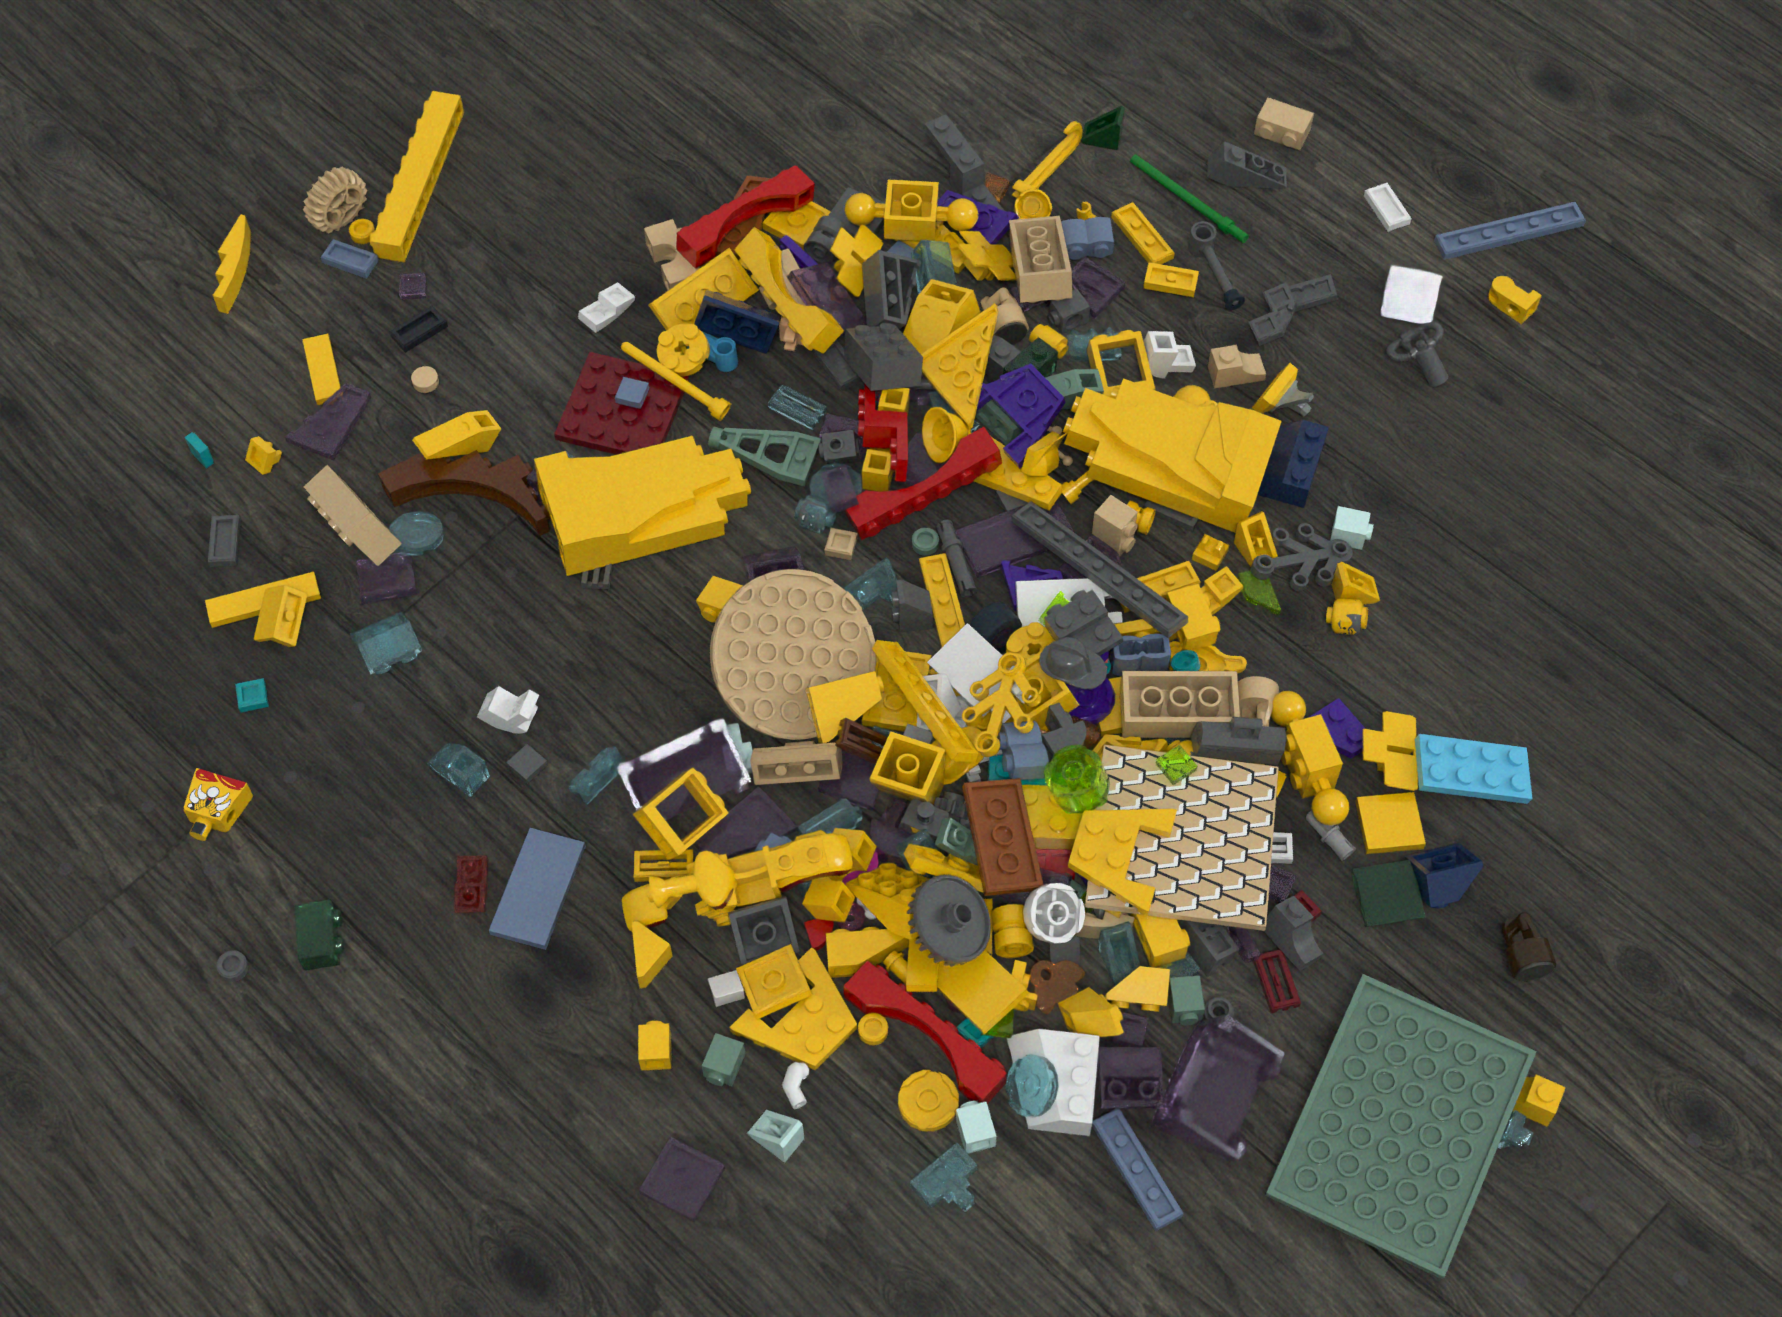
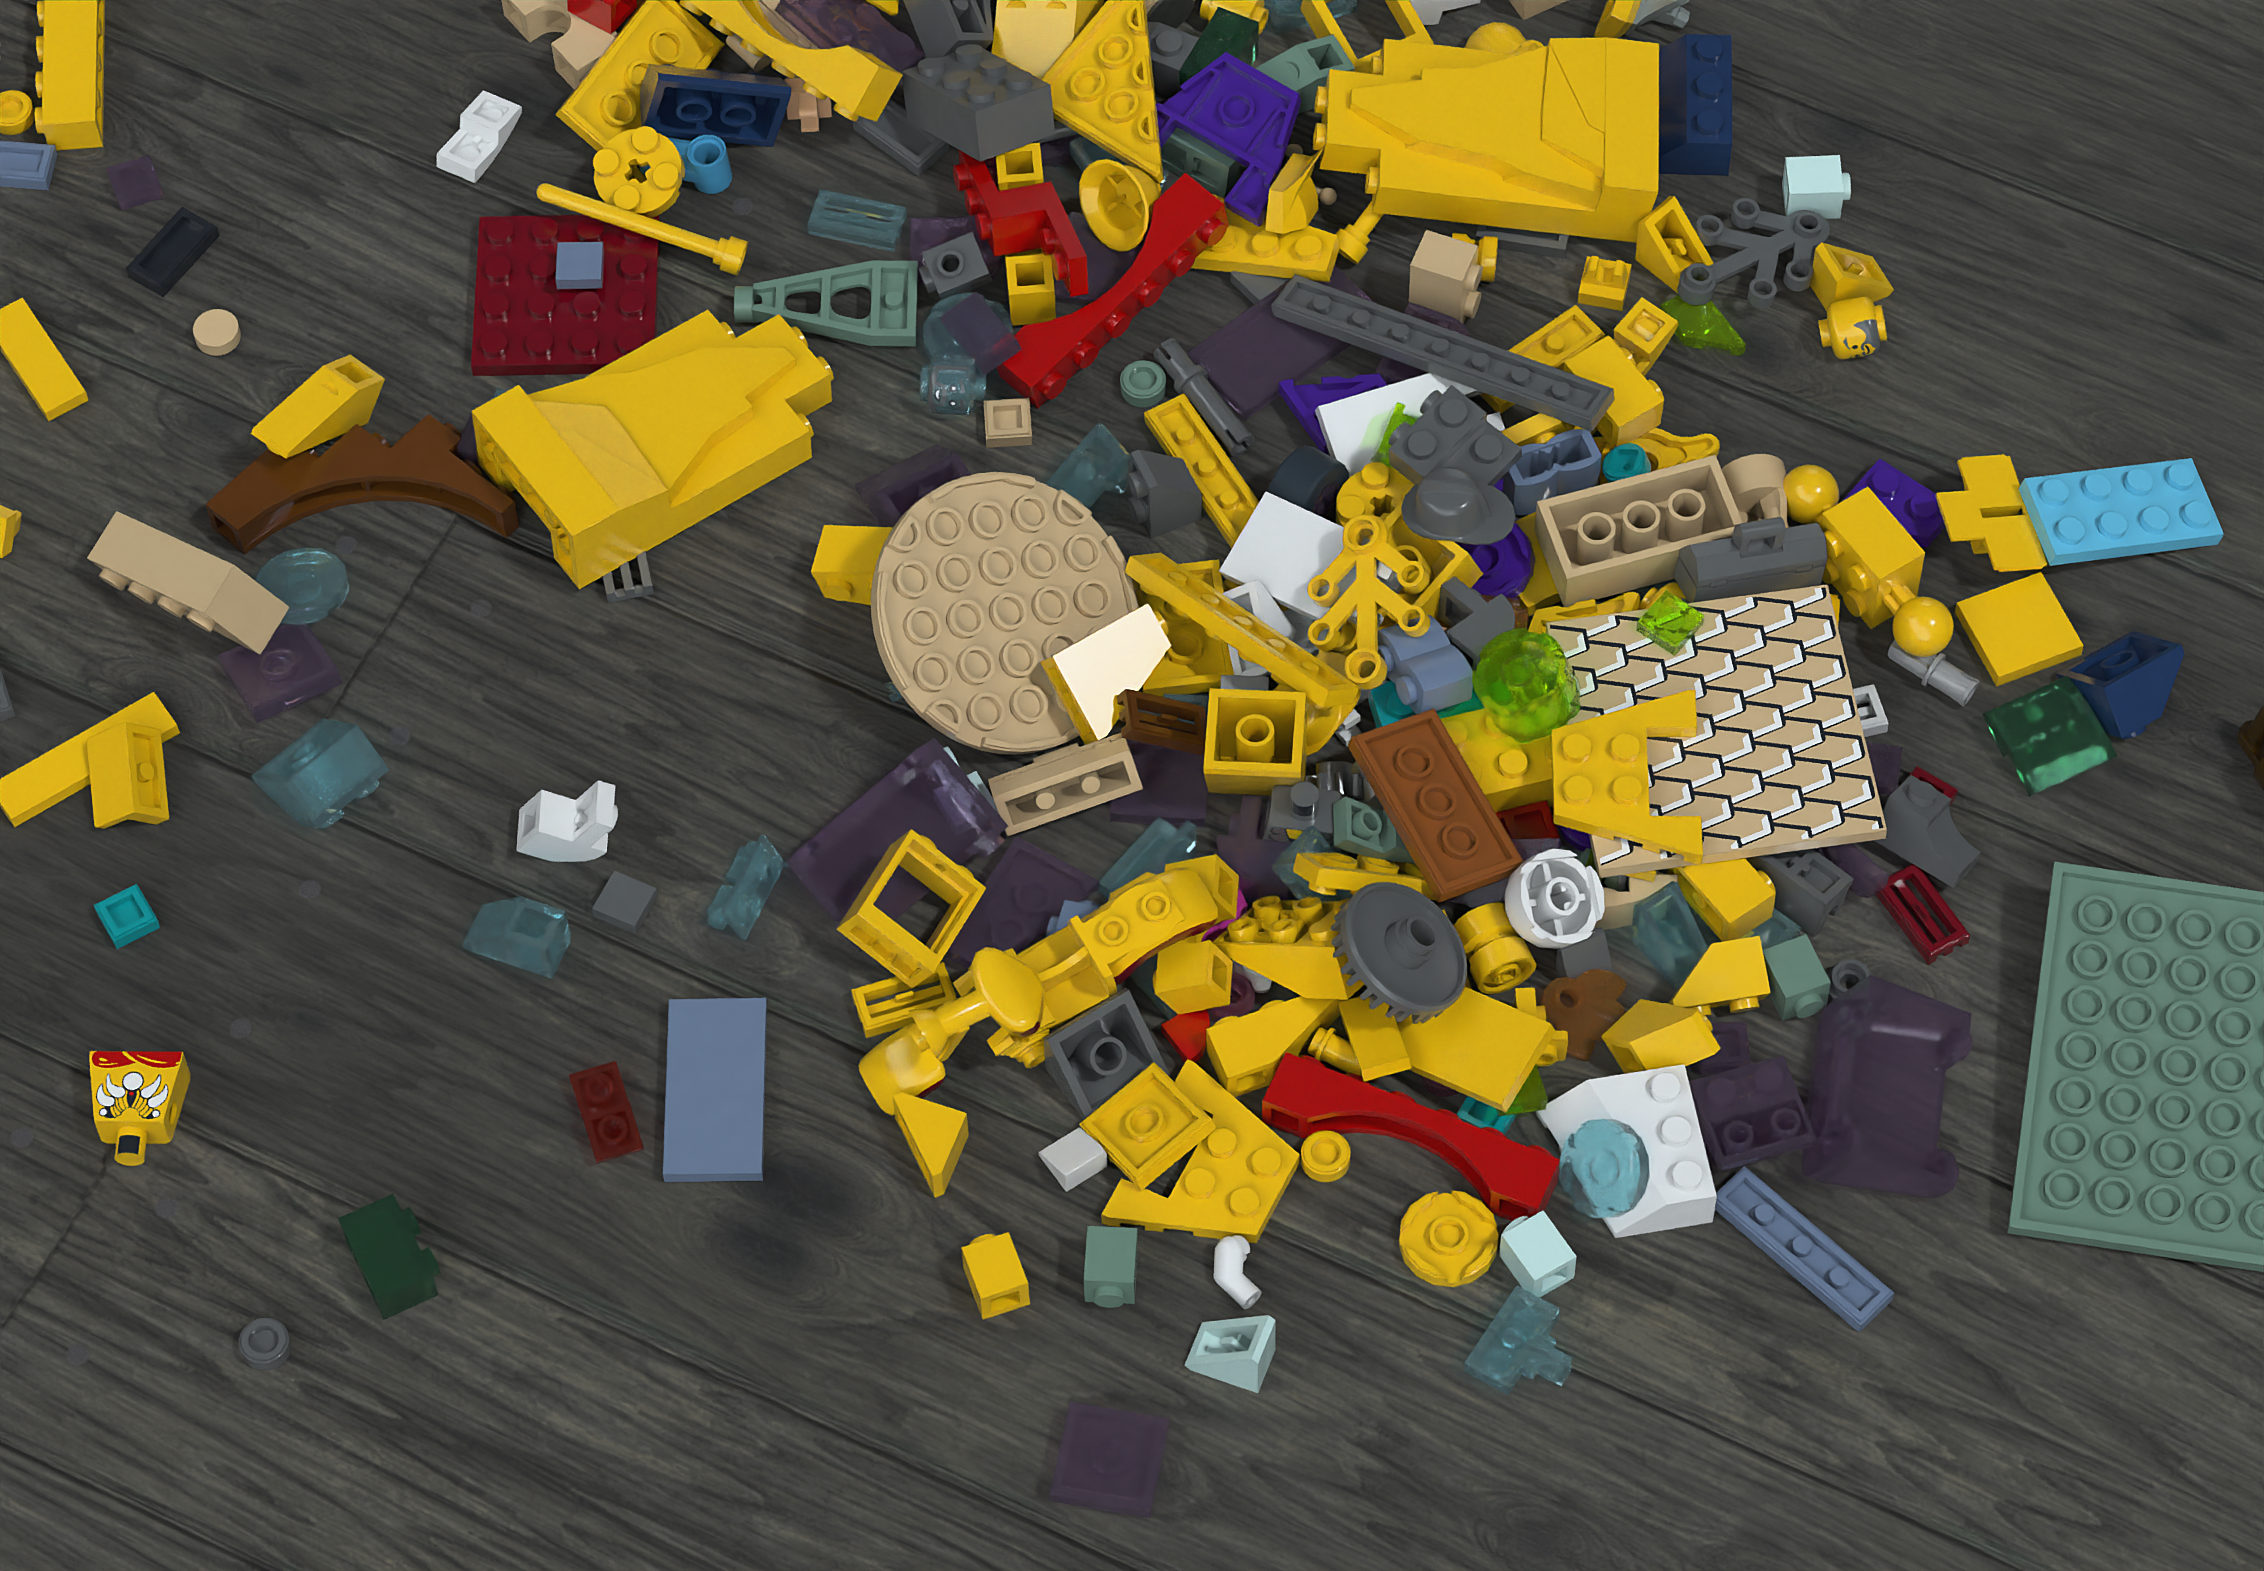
camera: 15 degrees left, 0 degrees up
(332, 424) = (90, 444): clear purple wing -> none

